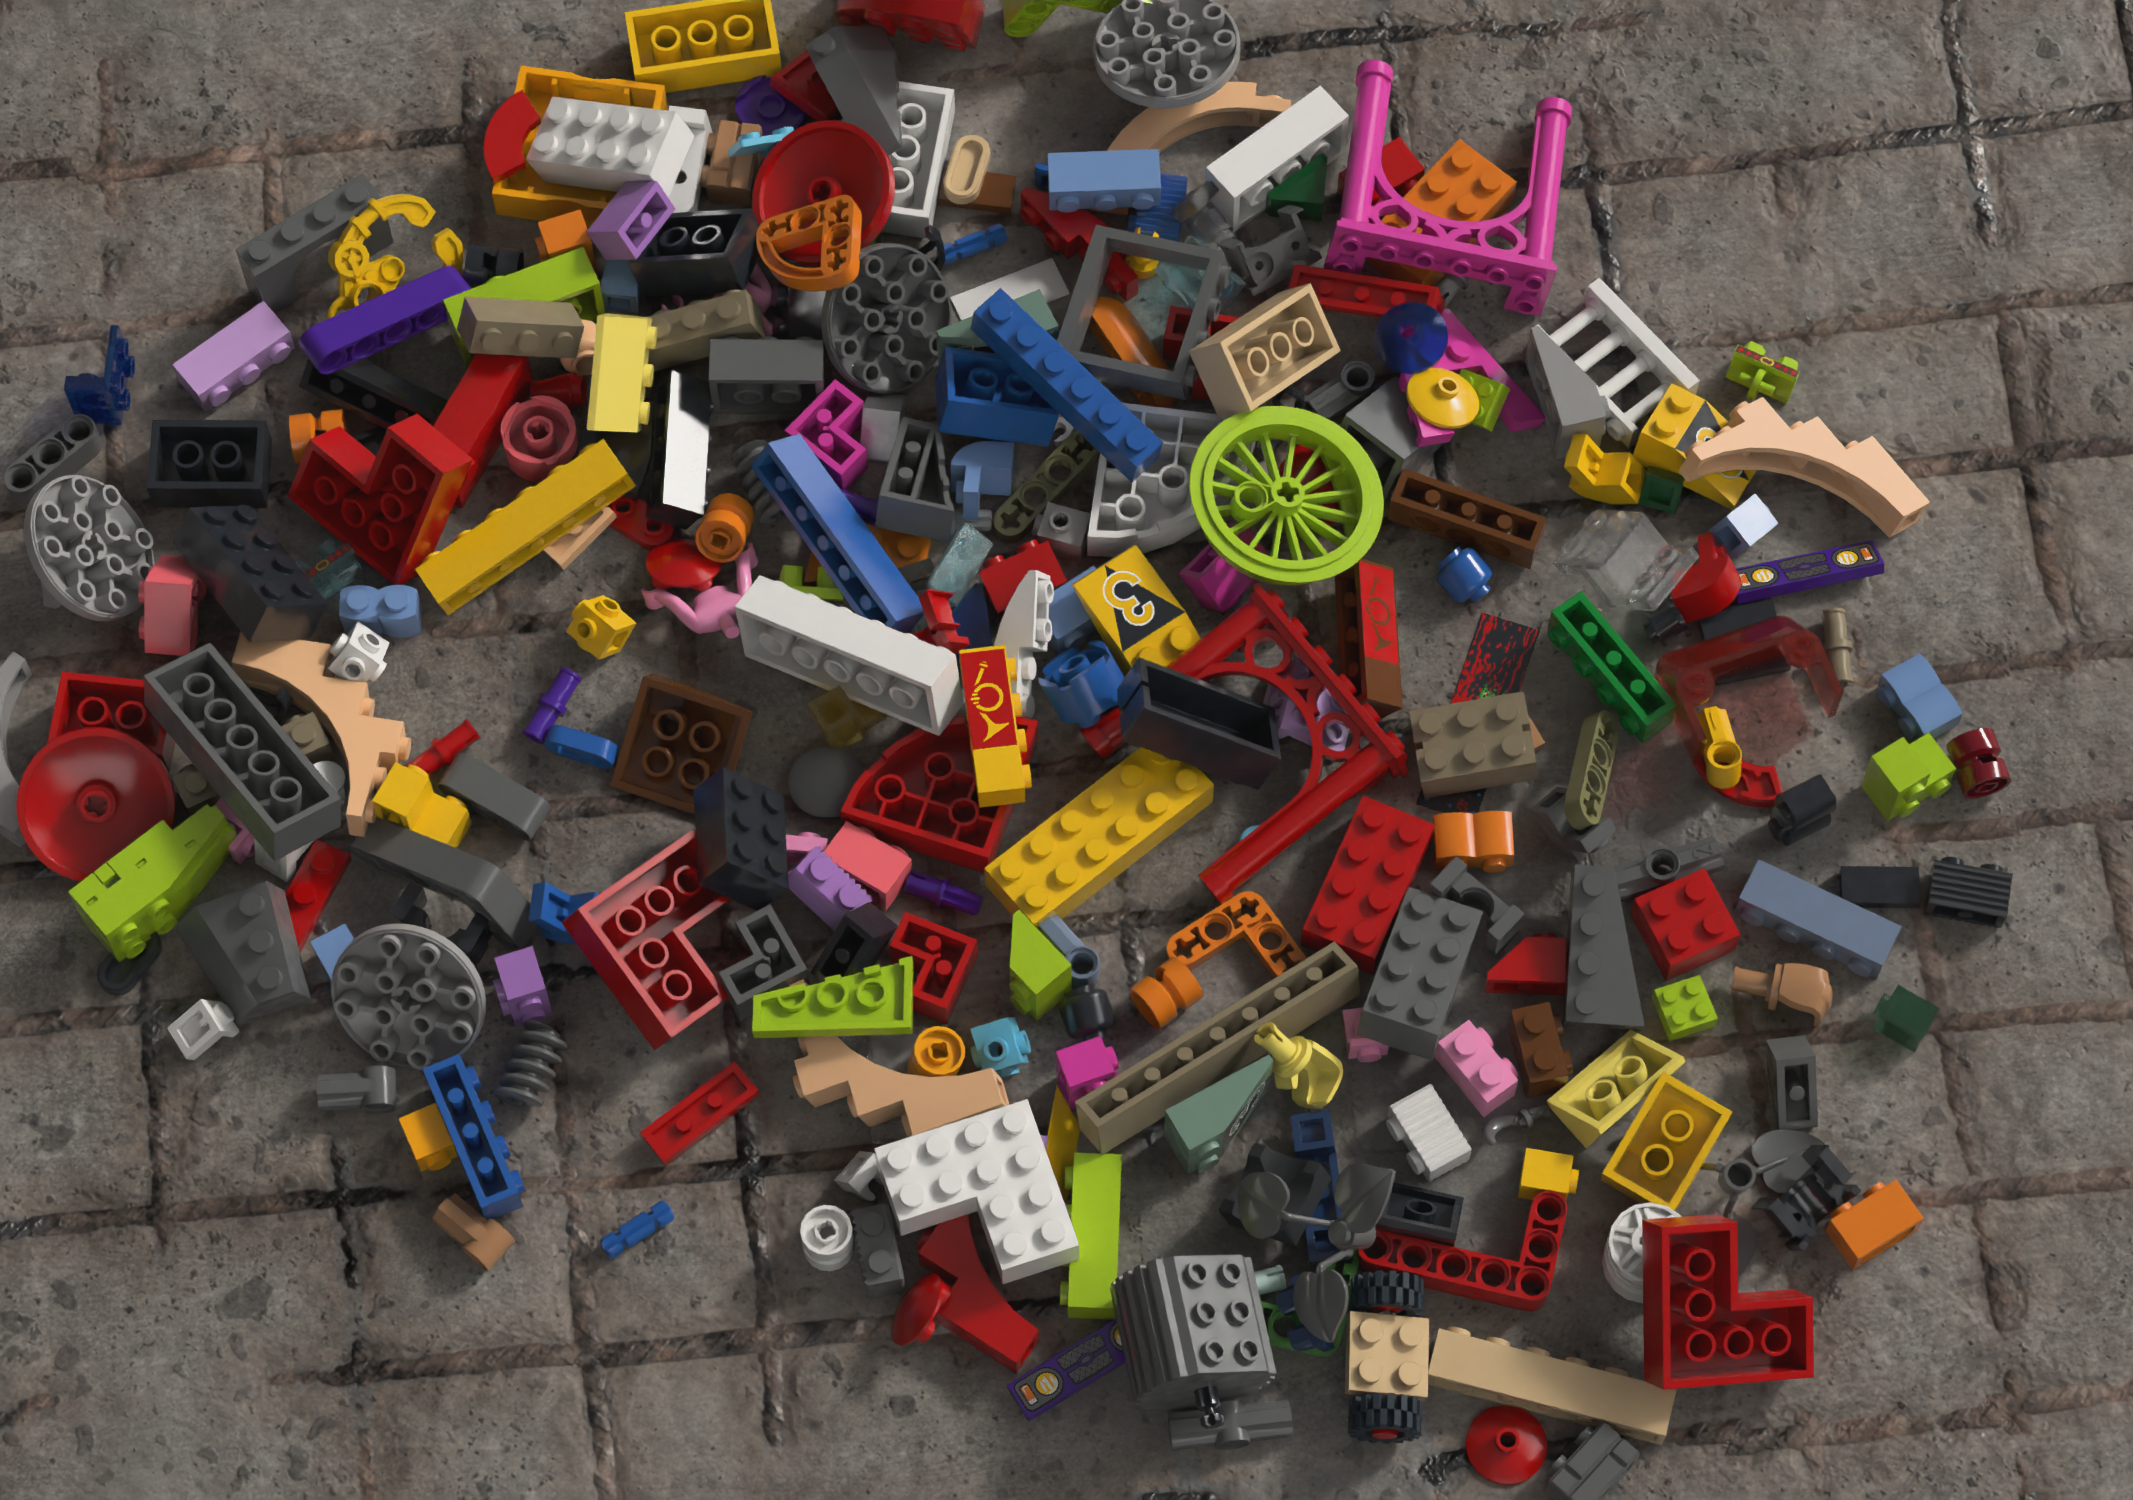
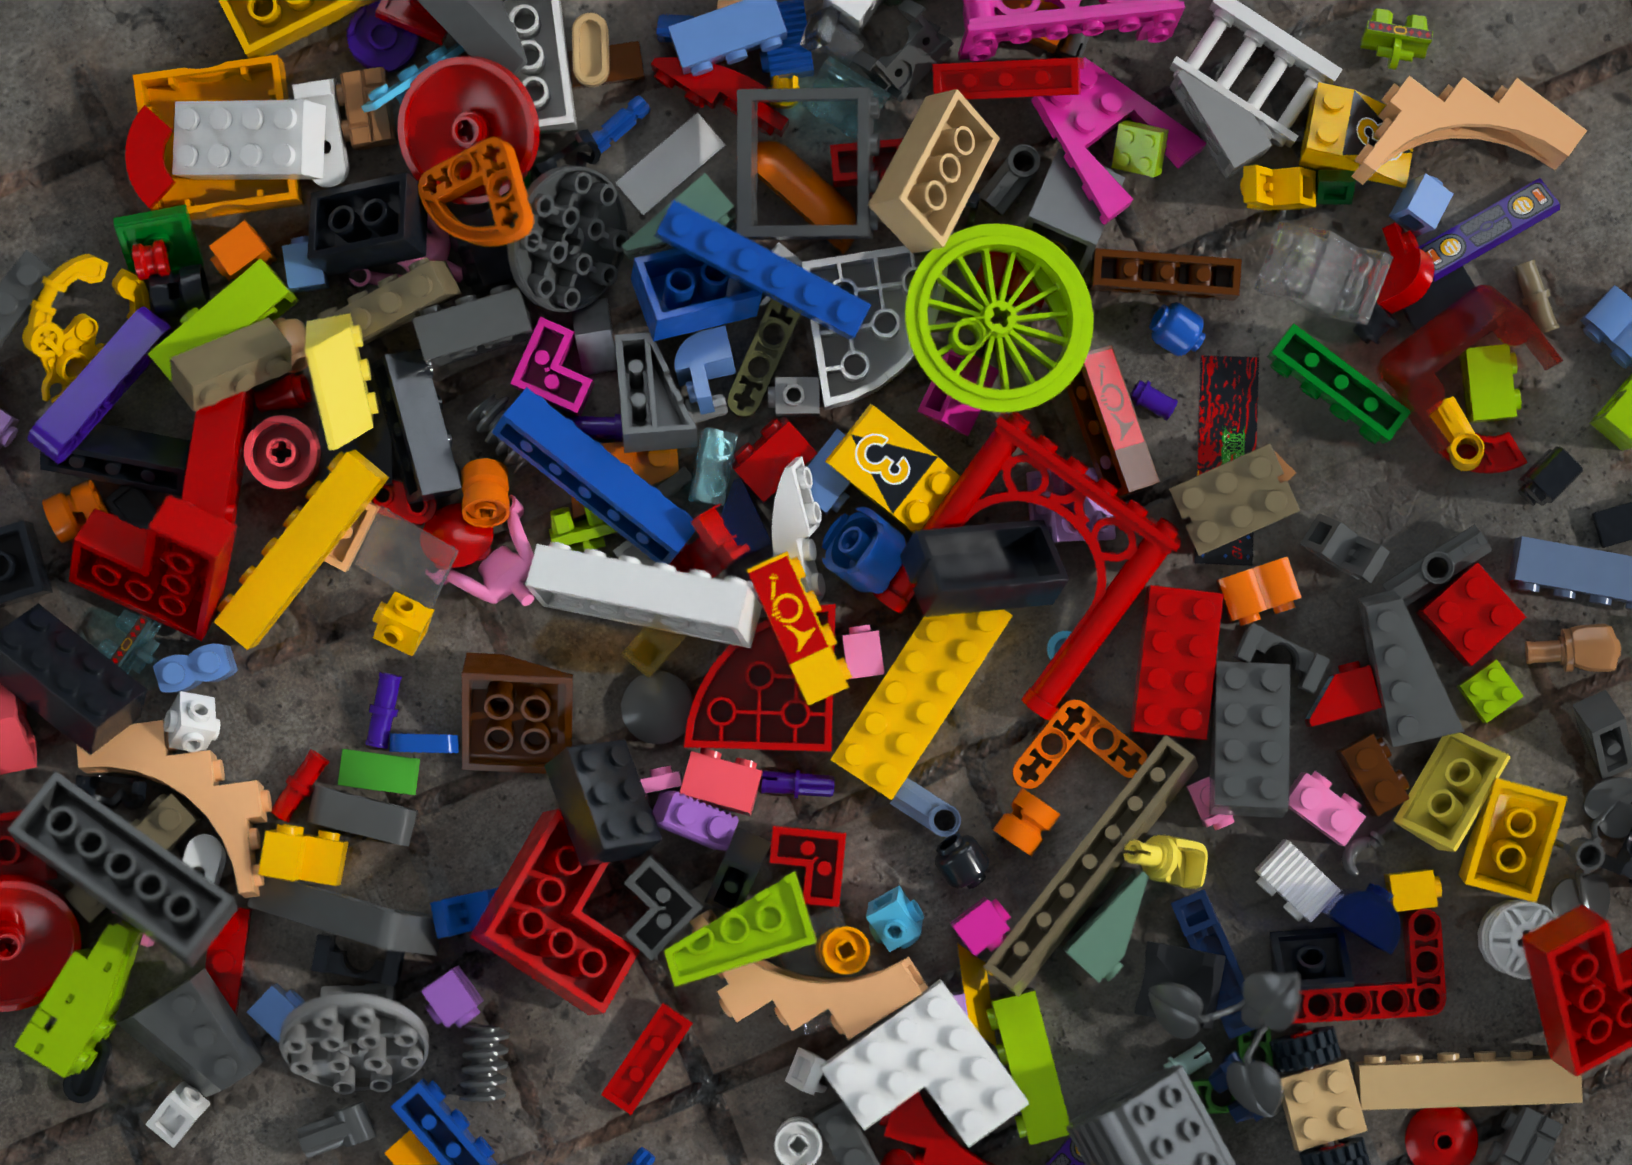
camera: 15 degrees left, 20 degrees up
(477, 226) = (151, 259): none -> red wheel
(490, 215) = (170, 225): none -> green tile
(527, 760) = (378, 772): none -> bright green slope
(626, 567) = (406, 557): none -> clear piece
(630, 220) = (296, 217): medium lavender brick -> none
(1036, 970) = (904, 841): lime slope -> none
(1050, 786) = (863, 652): none -> bright pink brick
(1418, 351) = (1084, 121): clear blue dish -> none
(1420, 635) = (1153, 399): none -> dark purple pin
(1442, 398) = (1110, 179): yellow dish -> none
(1487, 1178) = (1367, 915): none -> clear blue brick
(1591, 770) = (1349, 495): olive beam -> none
(1766, 713) = (1490, 383): none -> lime brick

